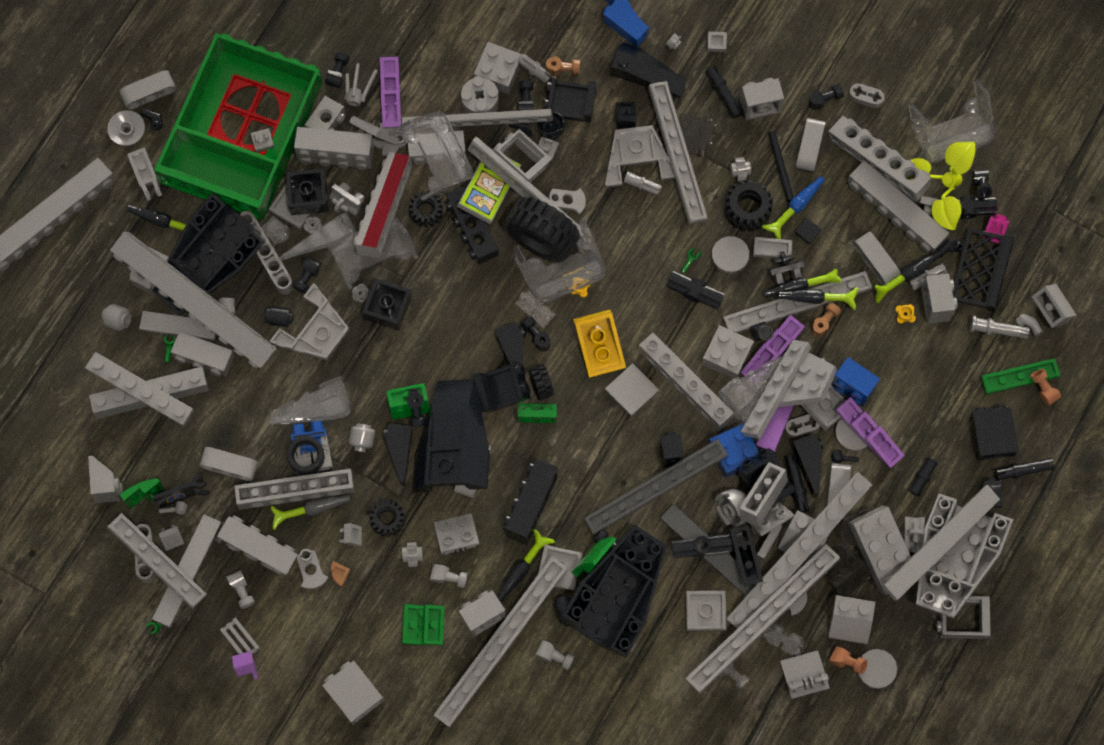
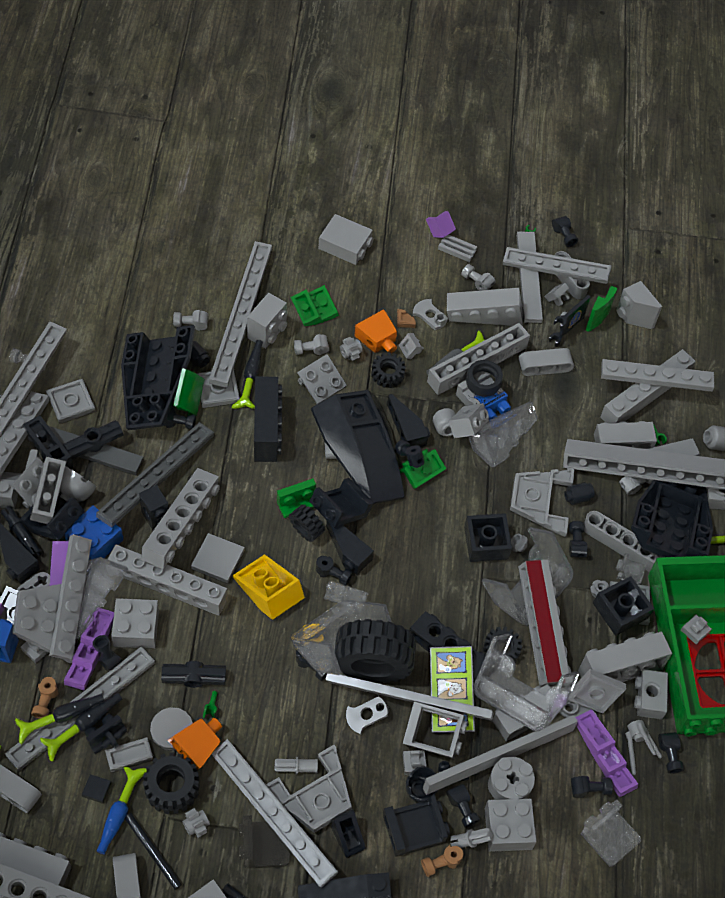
camera: 150 degrees right, 15 degrees down
(114, 619) = (563, 226): none -> black leg
(331, 234) = (580, 573): clear wedge -> none
(343, 419) = (468, 420): none -> light grey brick
(345, 201) = (575, 622): light grey hips -> none
(376, 563) = (377, 332): none -> orange torso
(423, 31) = (610, 833): none -> clear bracket
(424, 74) = (582, 786): none -> black leg
(635, 453) = (180, 518): none -> light grey brick
(715, 229) = (197, 741): none -> orange torso

